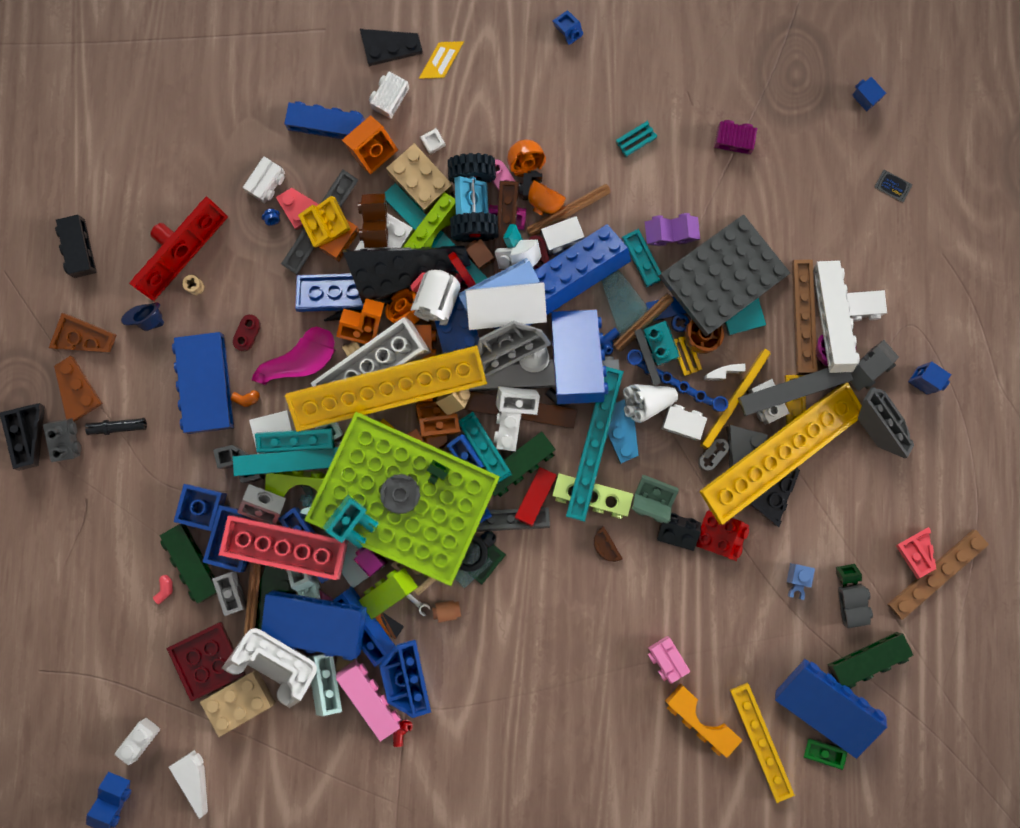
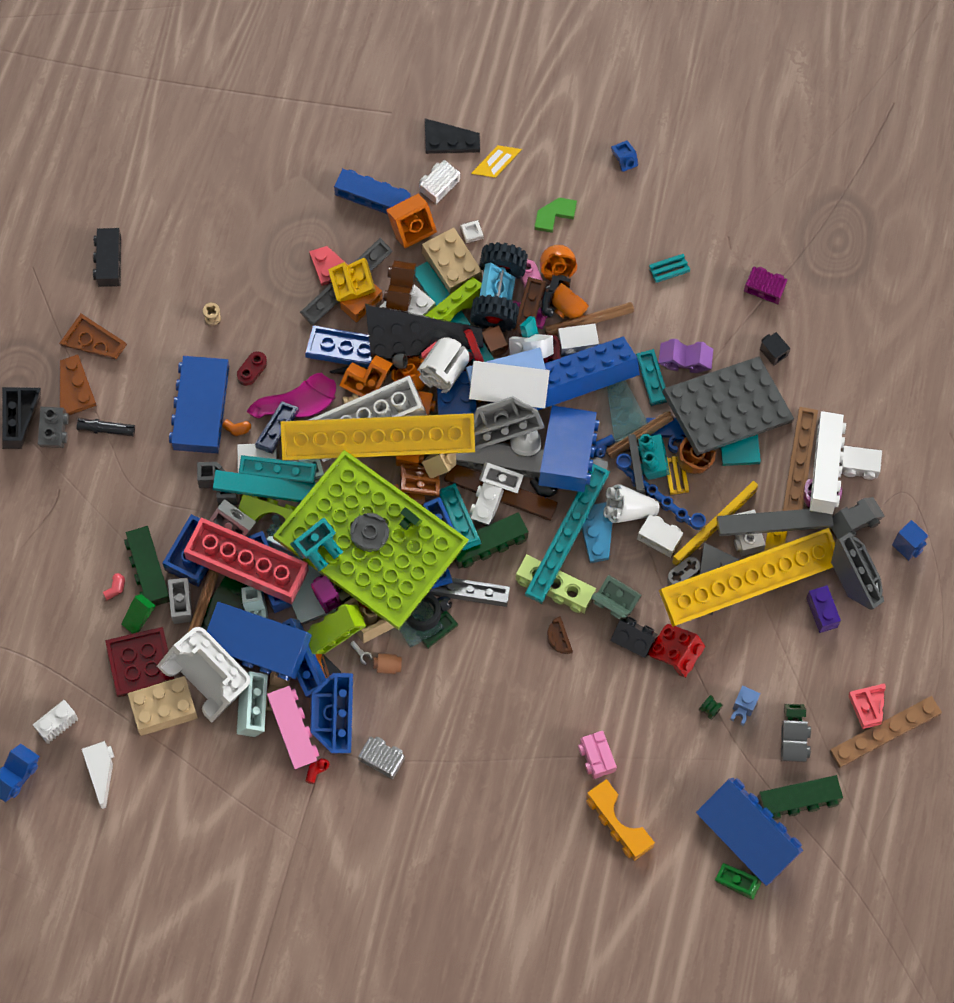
camera: 10 degrees right, 15 degrees down
(144, 316) = (159, 333): dark blue piece -> none
(177, 248) = (206, 276): red plate -> none
(192, 615) = (137, 613): none -> green slope
(198, 506) = (169, 514): blue brick -> none
(264, 180) = (302, 234): white brick -> none
(271, 217) = (301, 268): blue plate -> none
(286, 383) = (271, 434): none -> dark blue tile
(391, 299) = (400, 361): none -> dark grey hinge
(461, 707) = (382, 757): none -> light grey brick
(515, 97) = (558, 208): none -> bright green tile
(523, 203) = (546, 301): none -> black arm
(535, 496) = (499, 574): red tile -> none
(720, 373) = (703, 496): white slope -> none
(757, 202) = (774, 348): none -> black brick
(762, 742) = (675, 855): yellow plate -> none
(767, 588) = (710, 707): none -> dark green wheel
(773, 501) = (736, 620): black wing -> none
(857, 465) = (823, 609): none -> dark purple brick
(868, 93) = (902, 270): blue brick -> none
(893, 185) = (913, 360): sticker -> none

